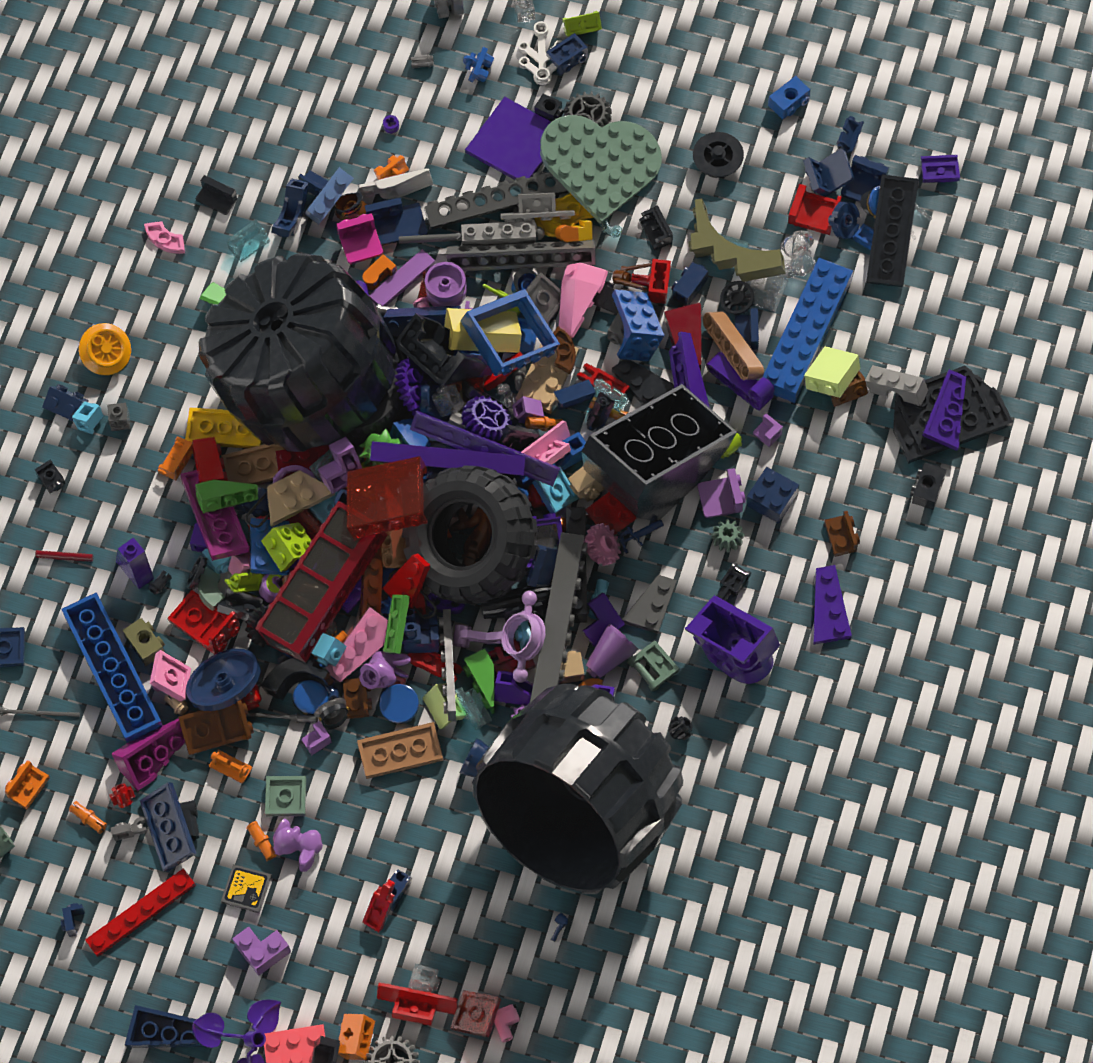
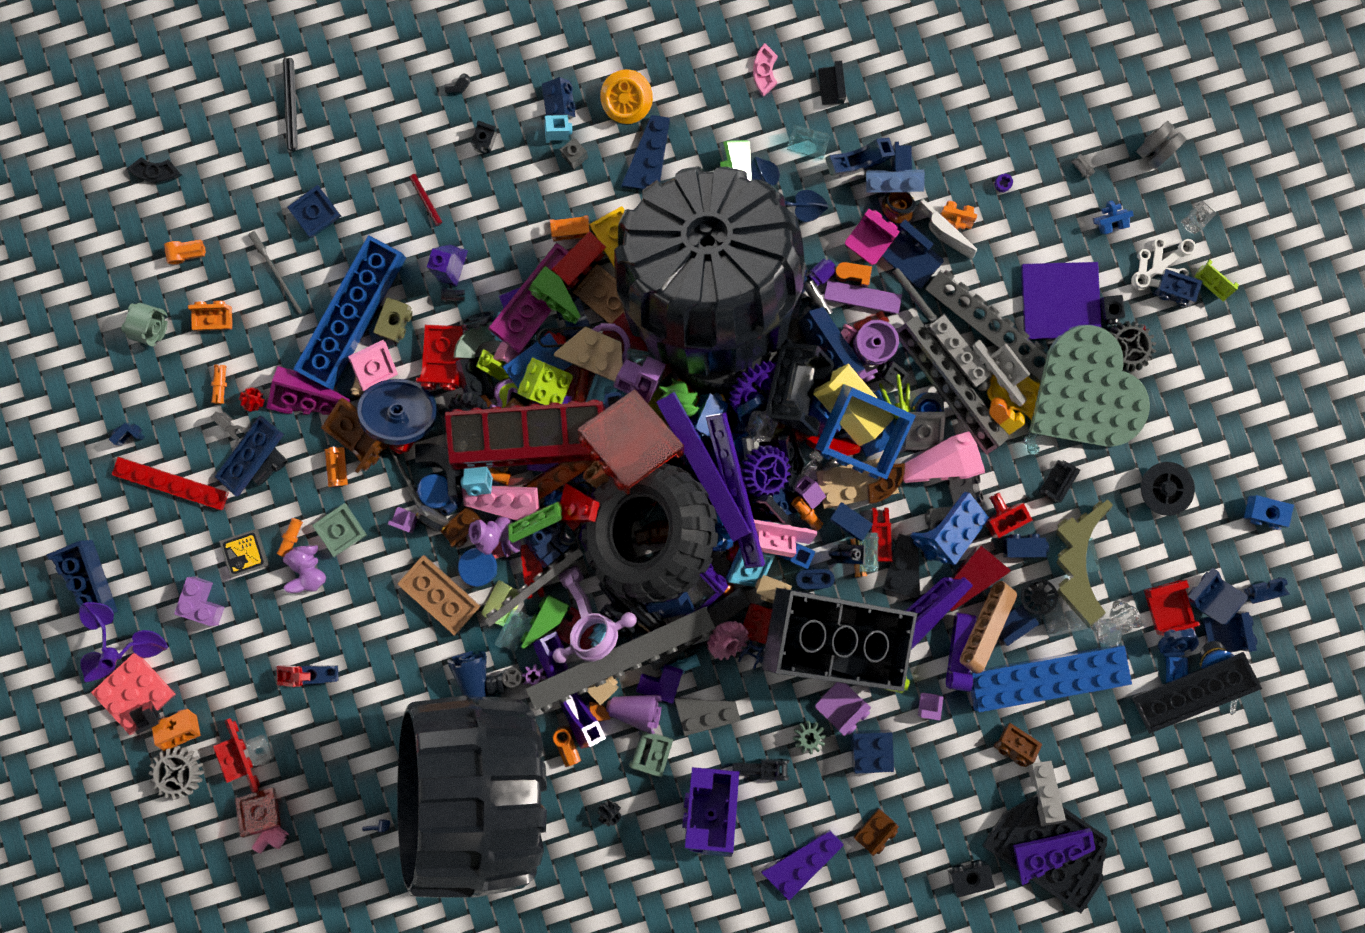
camera: 50 degrees right, 20 degrees up
(169, 368) = (649, 156): none -> dark blue wing
(478, 294) = (888, 372): none -> black bracket
(622, 277) = (990, 486): reddish brown plant -> none
(832, 371) = (1021, 729): yellowish green brick -> none
(940, 168) = (1288, 690): dark purple plate -> none

